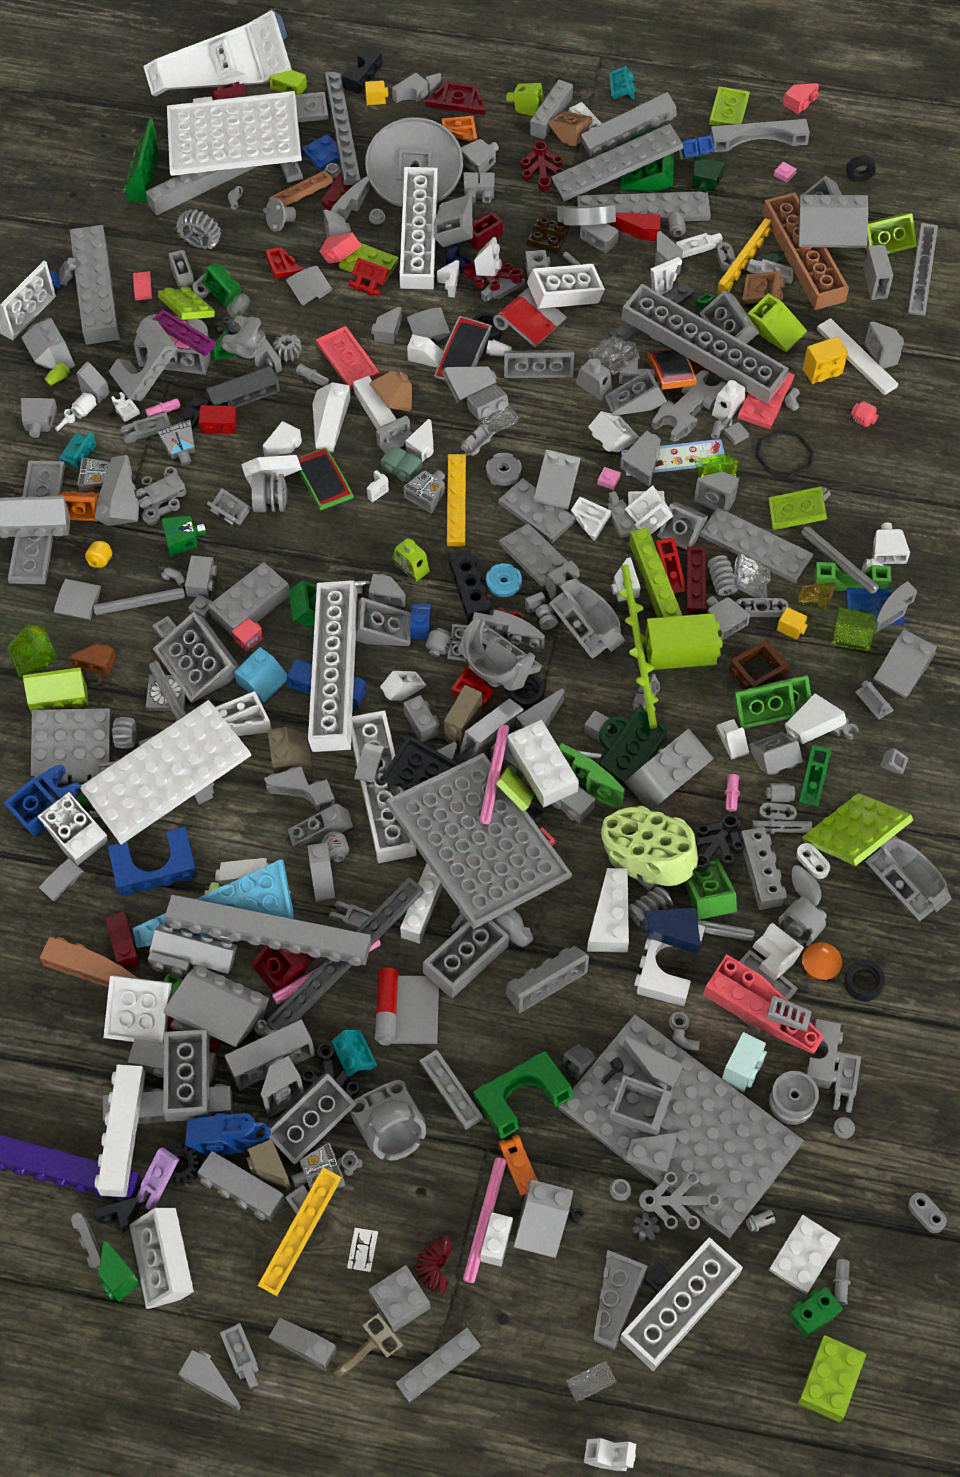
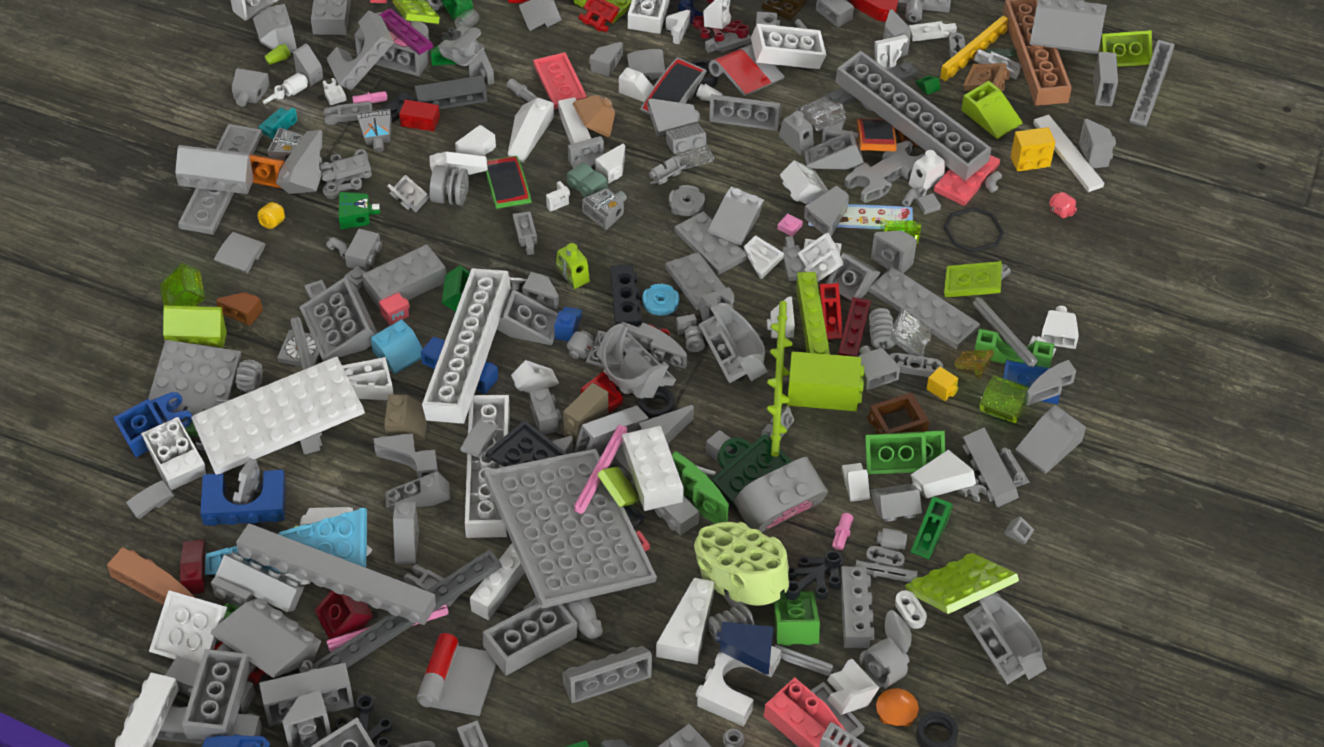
camera: 10 degrees right, 10 degrees down
(139, 601) = (298, 263): light grey axle -> none
(156, 846) = (249, 483): none -> light grey plate
(287, 347) = (504, 63): light grey gear -> none
(337, 845) = (427, 513): light grey head -> none
(353, 1052) = (393, 708): teal bracket -> none
(354, 528) = (525, 231): none -> light grey hinge
(456, 500) = (633, 222): yellow plate -> none
(730, 317) = (946, 96): light grey brick -> none
(856, 703) = (990, 466): none -> light grey brick

